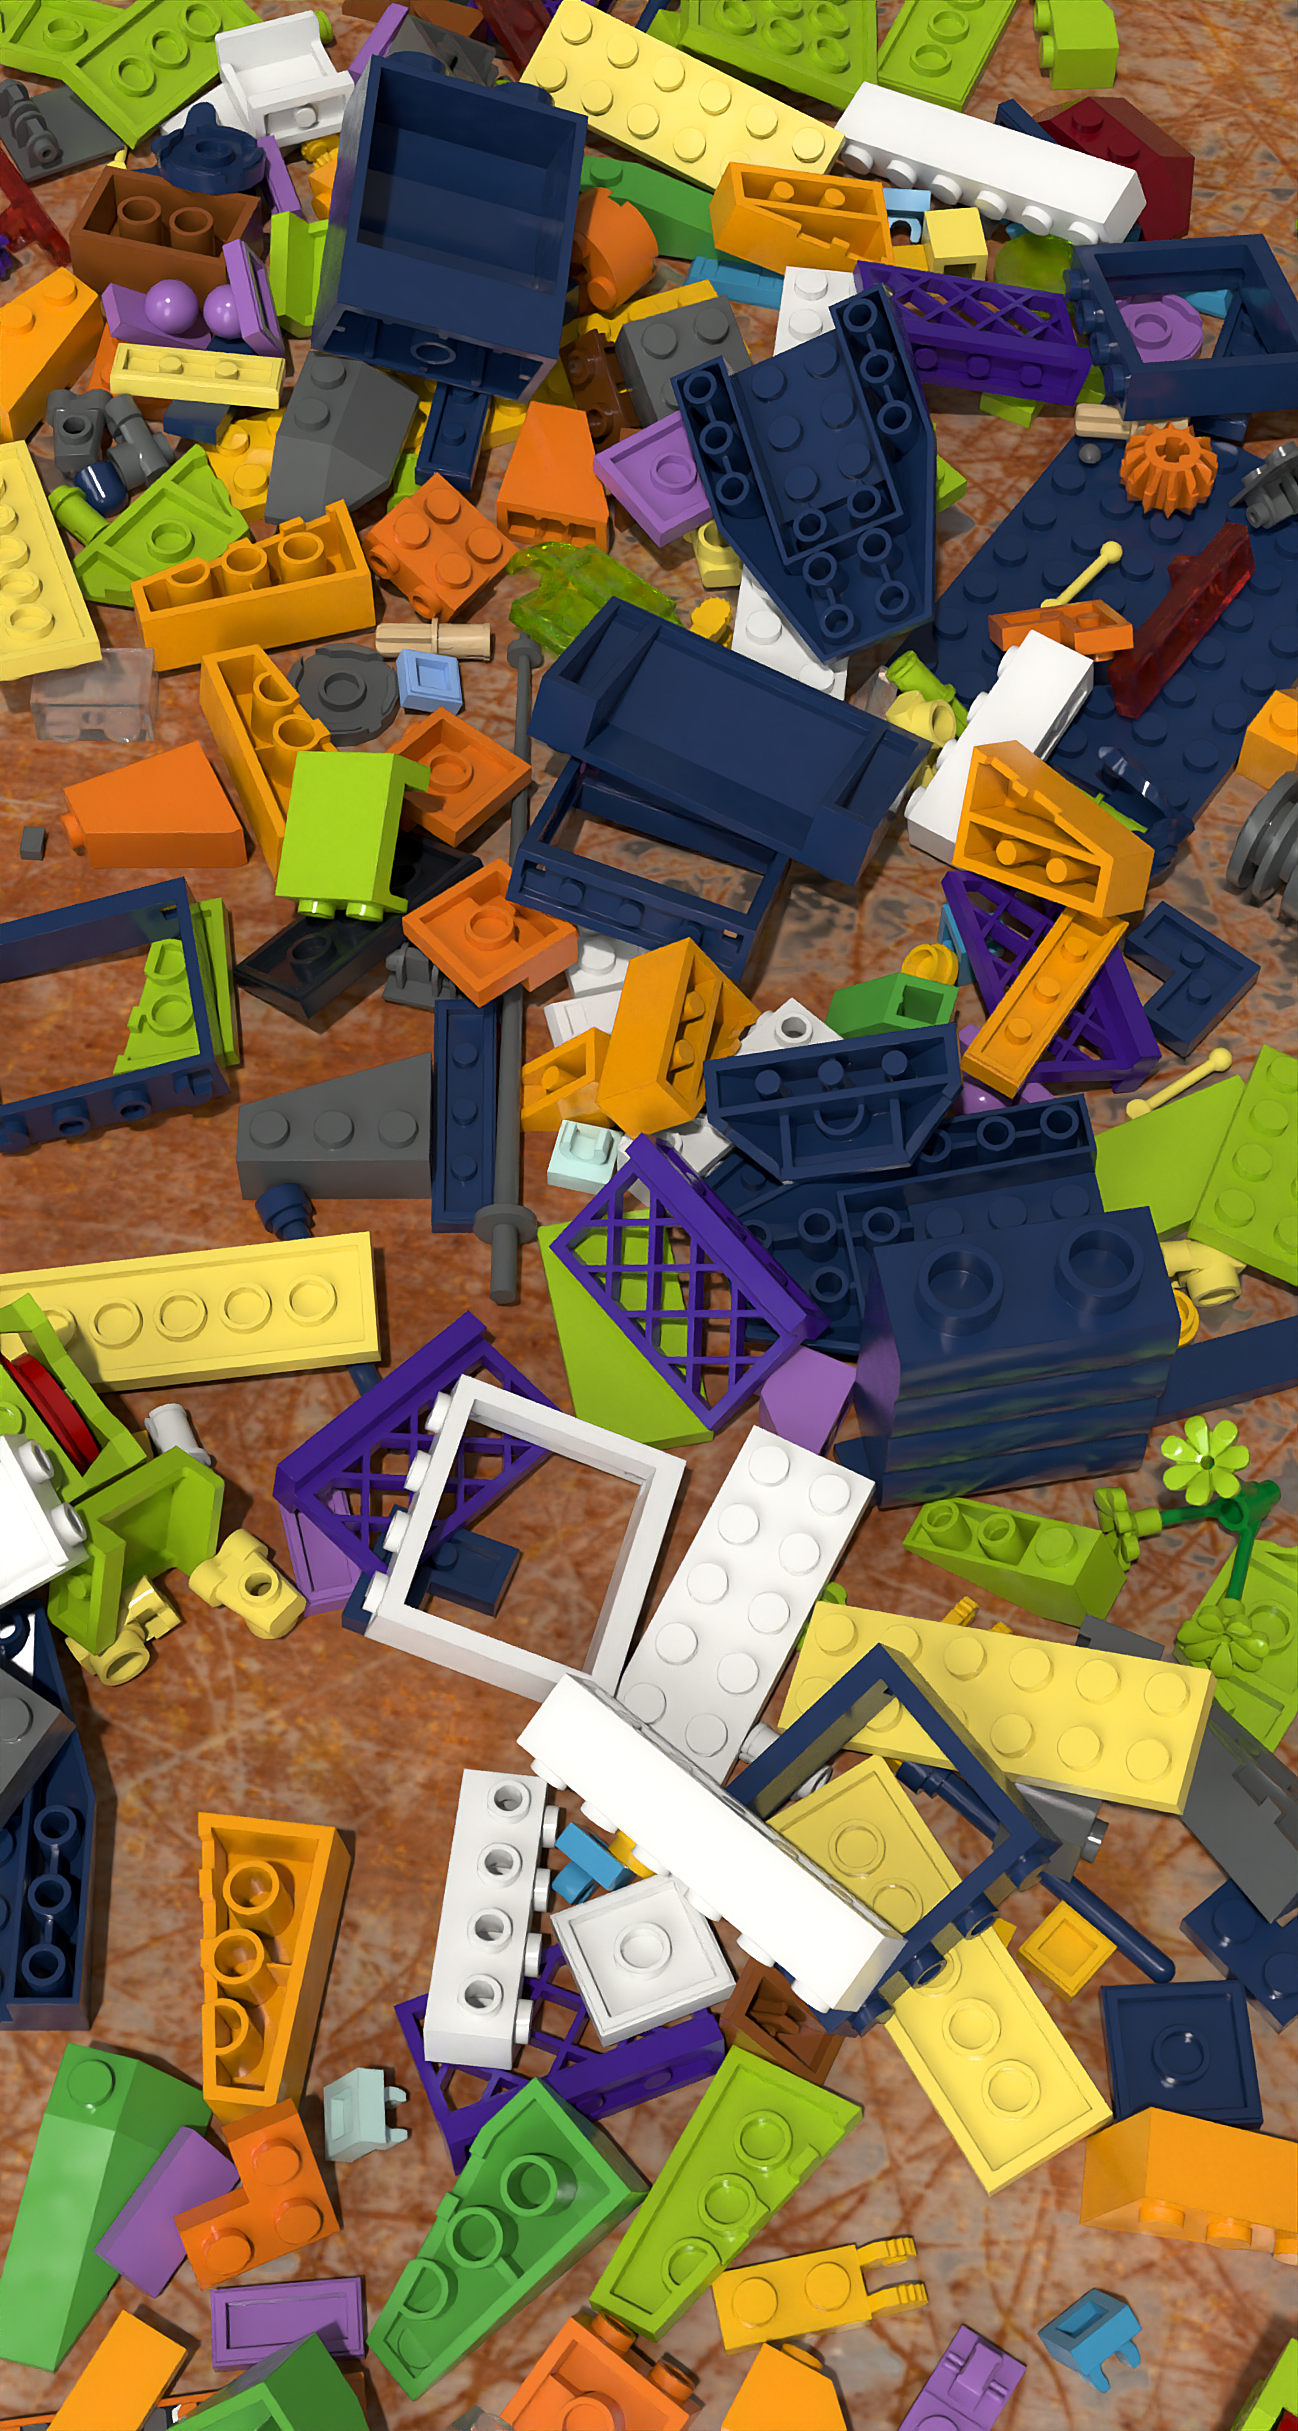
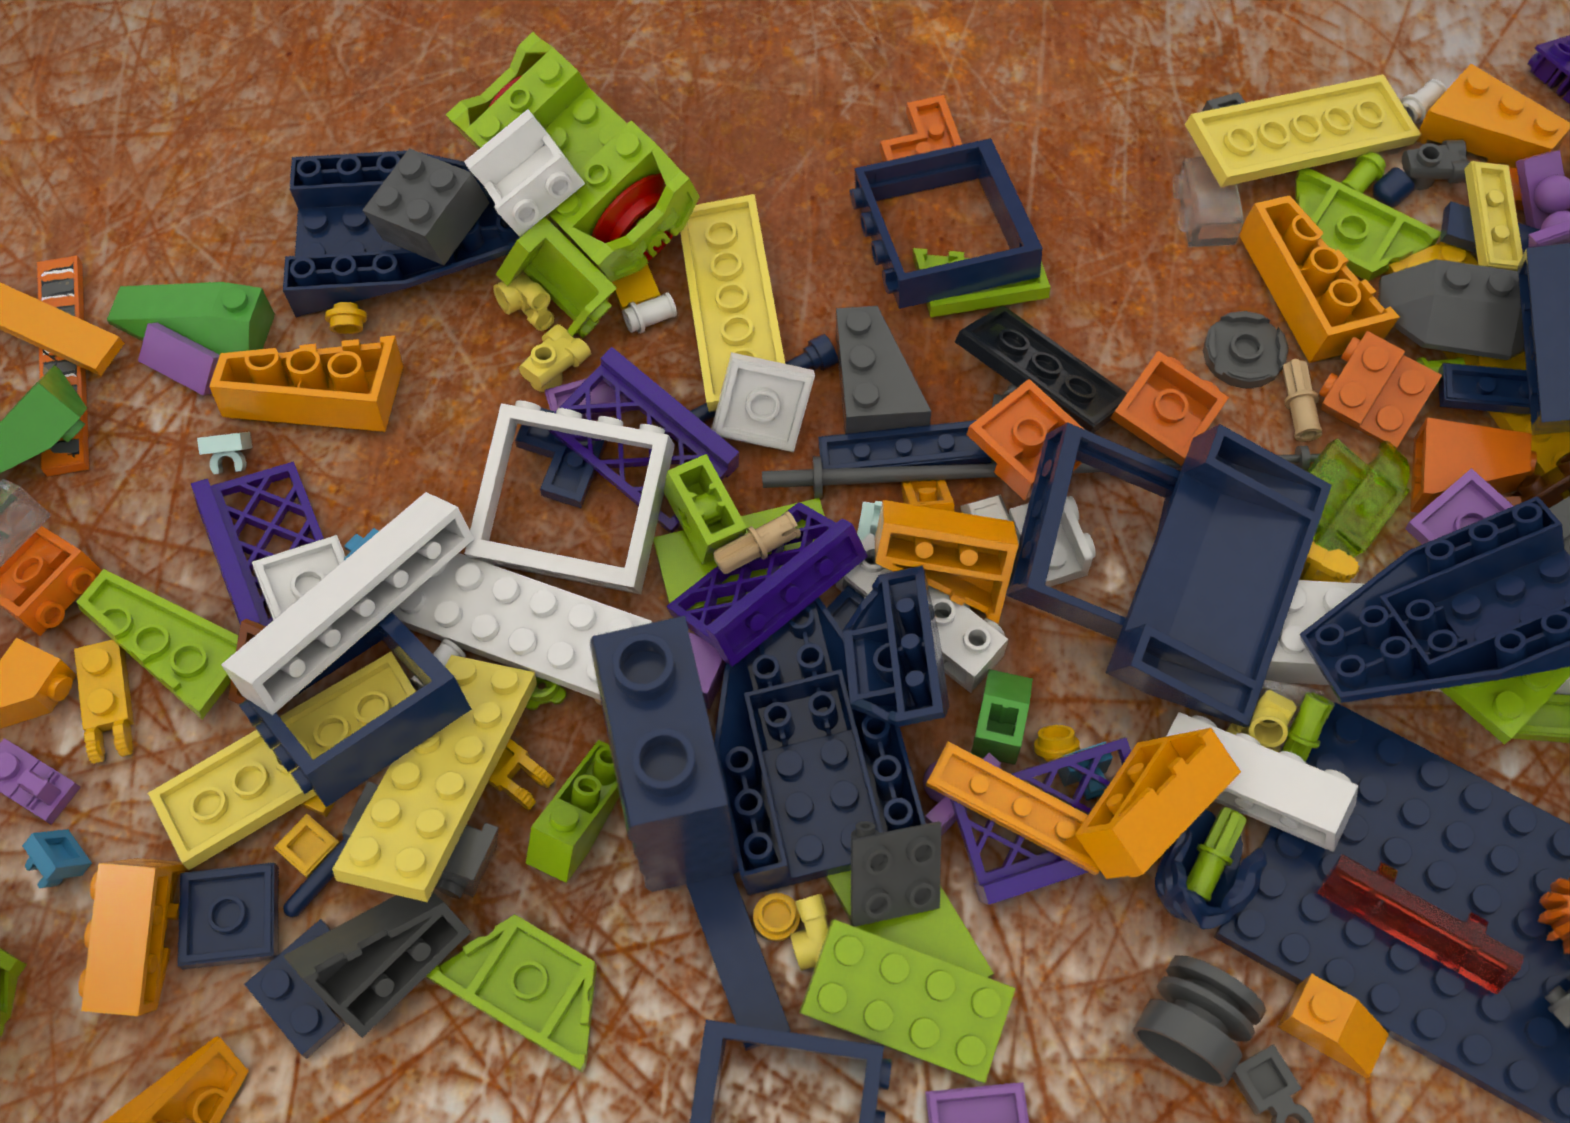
camera: 90 degrees right, 5 degrees up
(33, 843) = (1090, 188): dark grey piece -> none
(122, 1924) = (346, 318): none -> yellow plate
(138, 454) = (1428, 203): dark grey plate -> none
(155, 815) = (1118, 248): orange slope -> none
(258, 733) = (1161, 310): light orange wedge -> none
(267, 2318) = (119, 427): medium lavender tile -> none
(274, 2210) = (175, 397): orange plate -> none
(345, 832) = (1090, 329): lime panel -> none
(388, 1270) = (762, 402): none -> white tile
(428, 681) = (1263, 398): light blue tile -> none
(487, 1921) = (324, 495): white brick -> none
(517, 2219) = (156, 529): bright green wedge -> none
(573, 1349) = (703, 507): none -> lime brick
(637, 1279) = (756, 543): none -> tan axle
(1085, 627) = (1388, 831): orange plate -> none
(1109, 553) = (1417, 826): light yellow hinge -> none
(1129, 1156) = (894, 872): none -> dark grey hinge
(1200, 976) = (1079, 948): dark blue plate -> none
(1203, 1465) = (592, 898): lime plant -> none
(1218, 1060) = (1009, 961): light yellow hinge -> none

